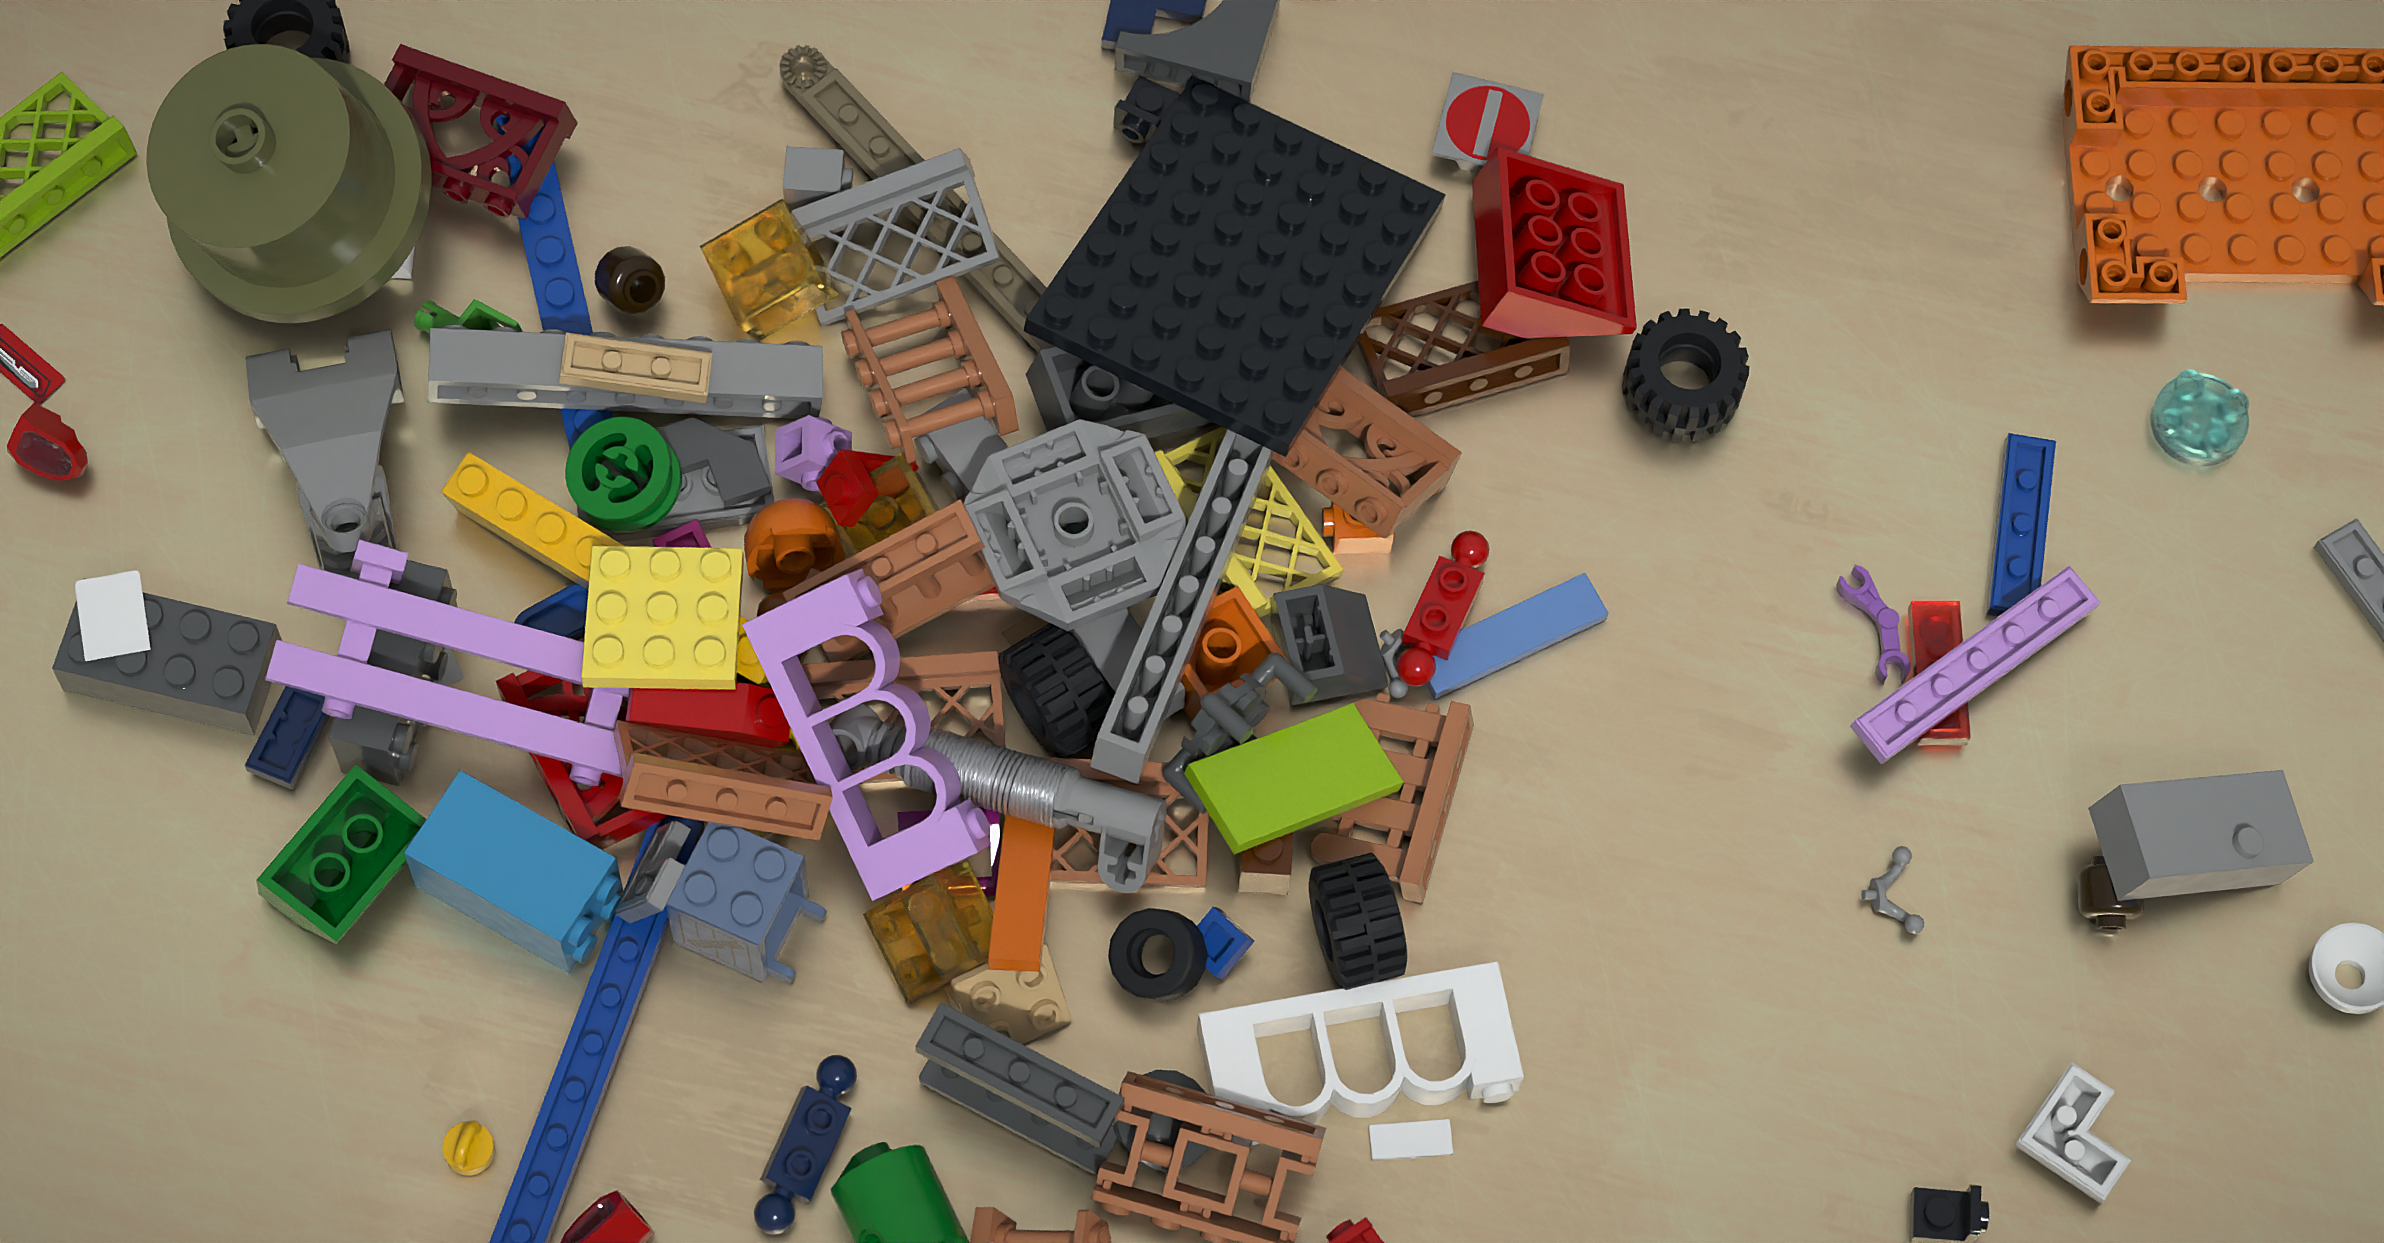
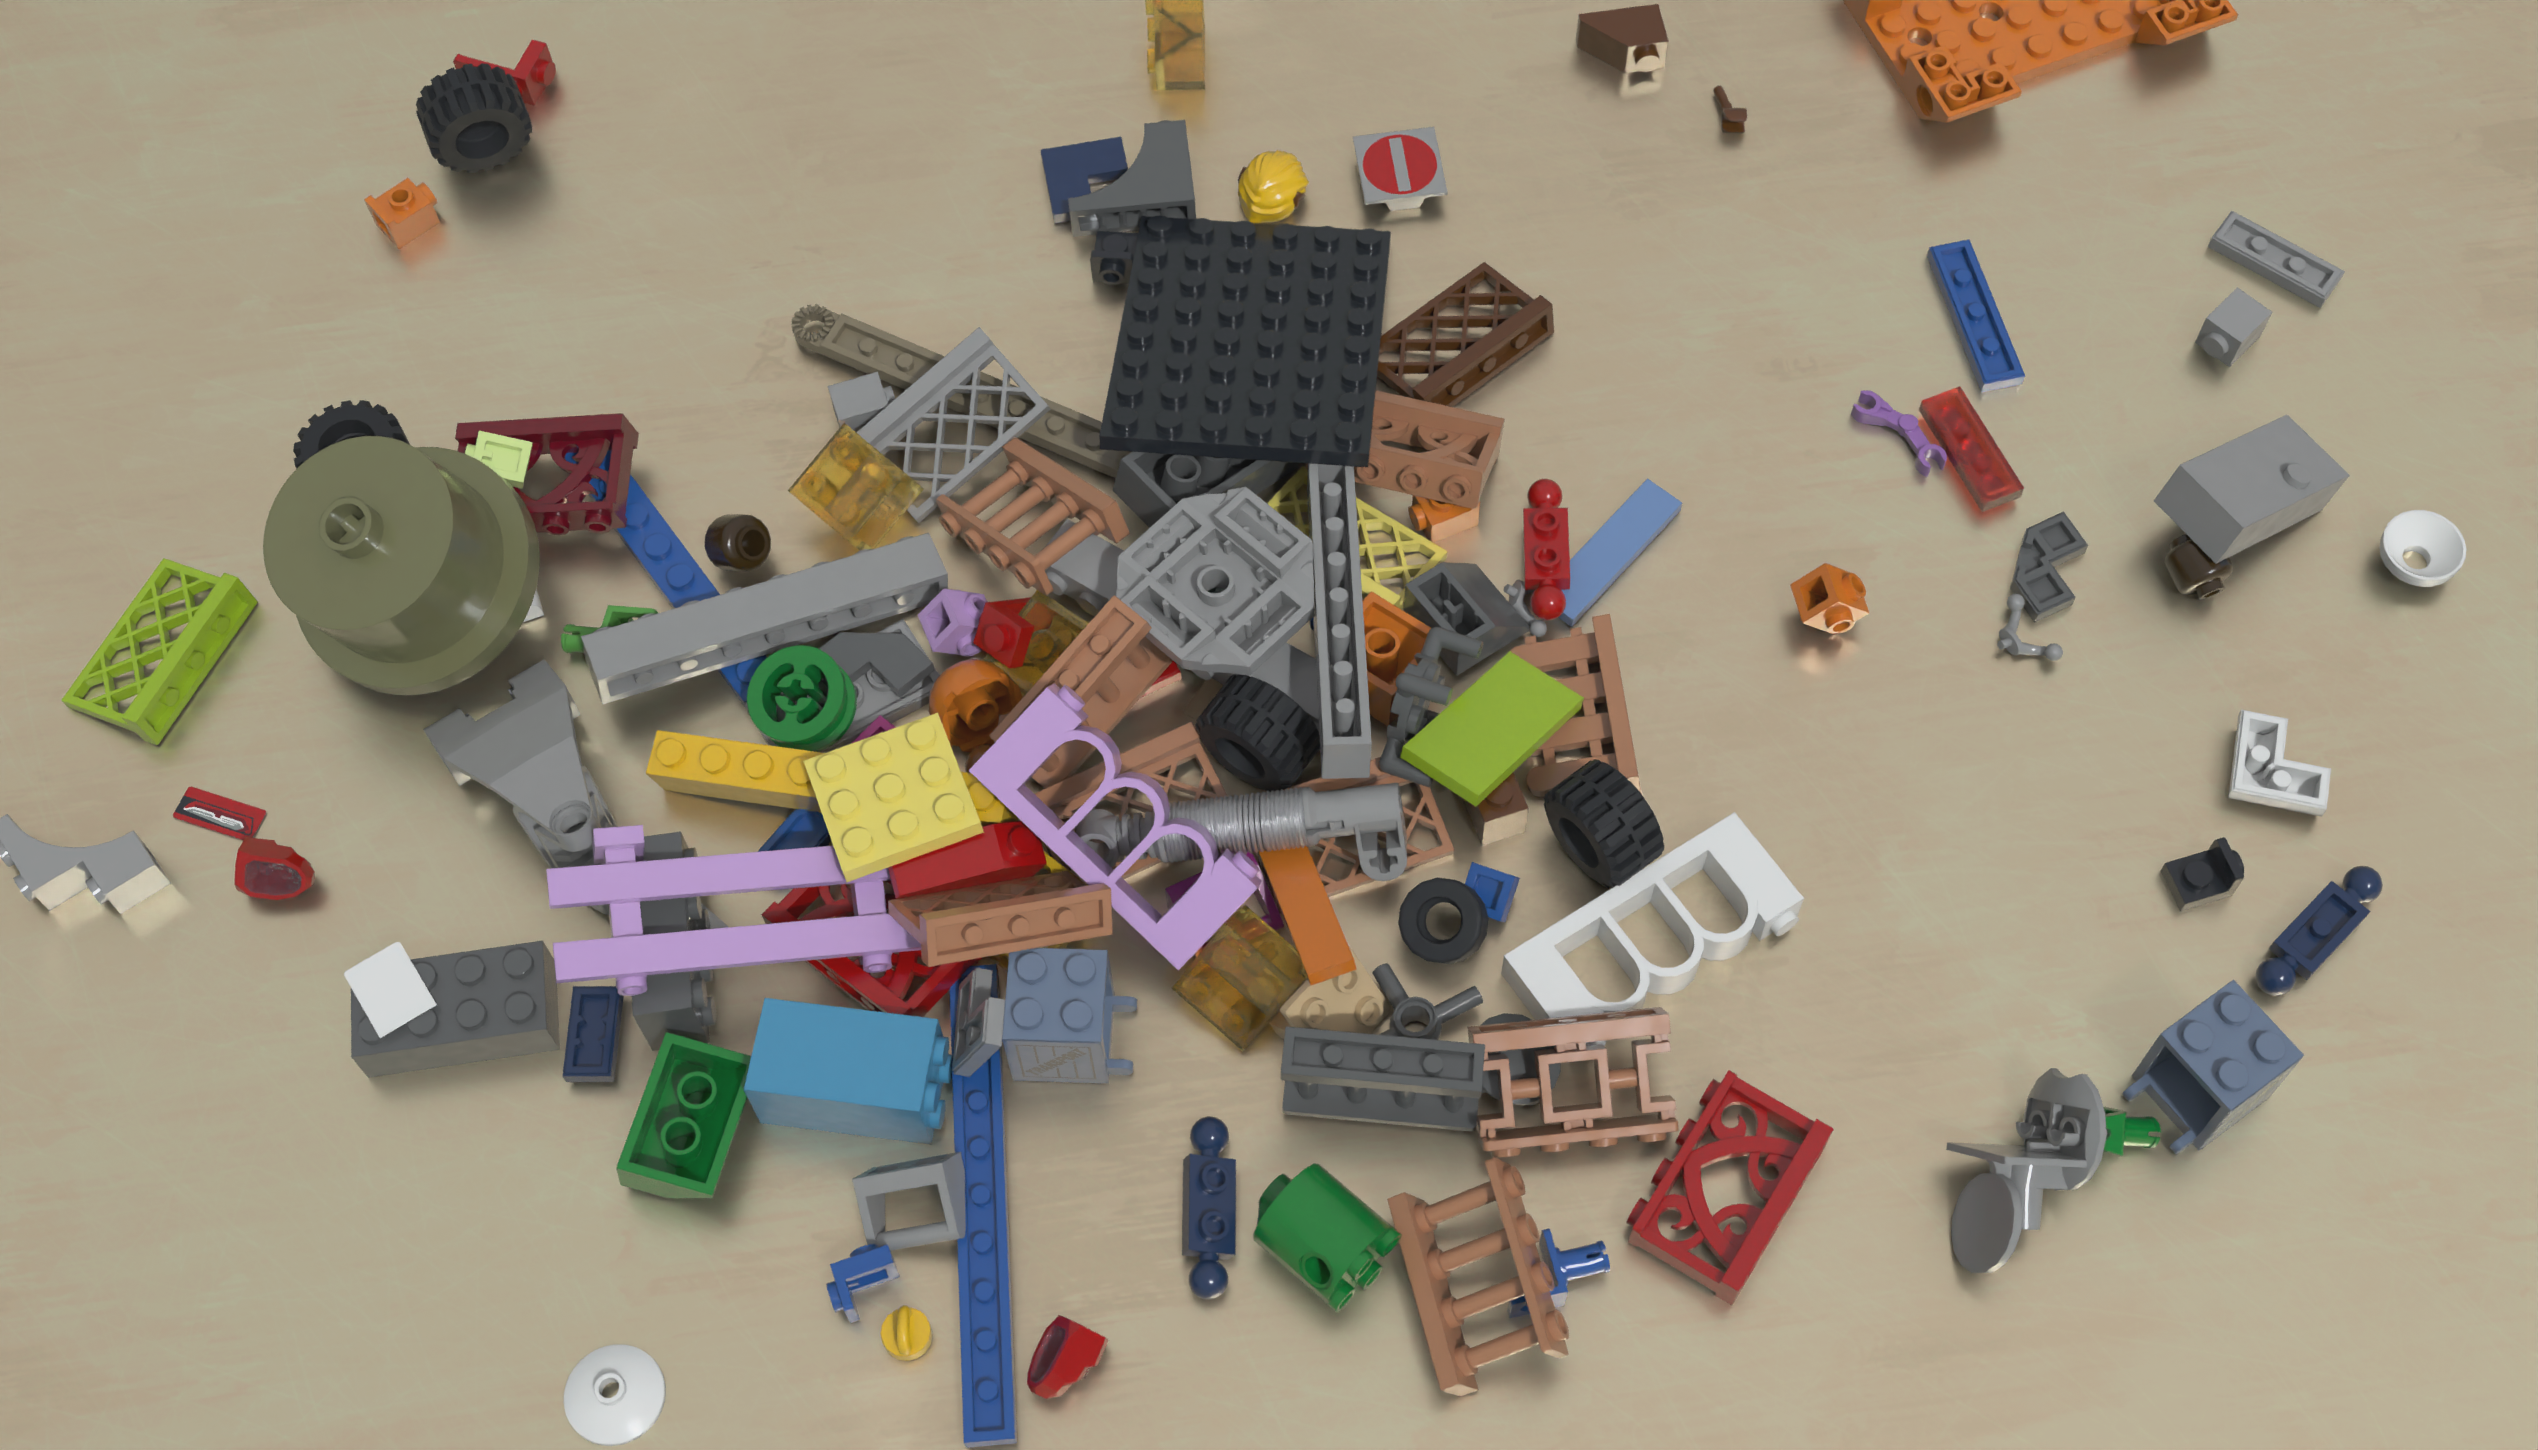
camera: 15 degrees left, 5 degrees down
(187, 1113) = (627, 1413): none -> white dish
(428, 100) = (503, 455): none -> yellowish green bracket
(454, 1070) = (863, 1269): none -> blue bracket
(562, 1005) = (943, 1170): none -> light grey tile
(635, 368) = (776, 604): tan tile -> none
(1085, 1029) = (1419, 1009): none -> dark grey bar
(1343, 95) = (1271, 187): none -> yellow hair
(1410, 1139) = (1727, 993): white window -> none
(1551, 250) = (1499, 238): red slope -> none
(1692, 341) = (1659, 268): black tyre -> none
(1706, 777) = (1830, 599): none -> orange brick
(1798, 68) = (1625, 37): none -> reddish brown slope
(1871, 205) = (1732, 118): none -> reddish brown hand
(1962, 809) = (2034, 575): none -> dark grey tile
(1974, 665) = (1998, 430): lavender tile -> none
(2200, 419) = (2071, 183): clear light blue tile -> none
(2285, 650) = (2233, 327): none -> light grey brick

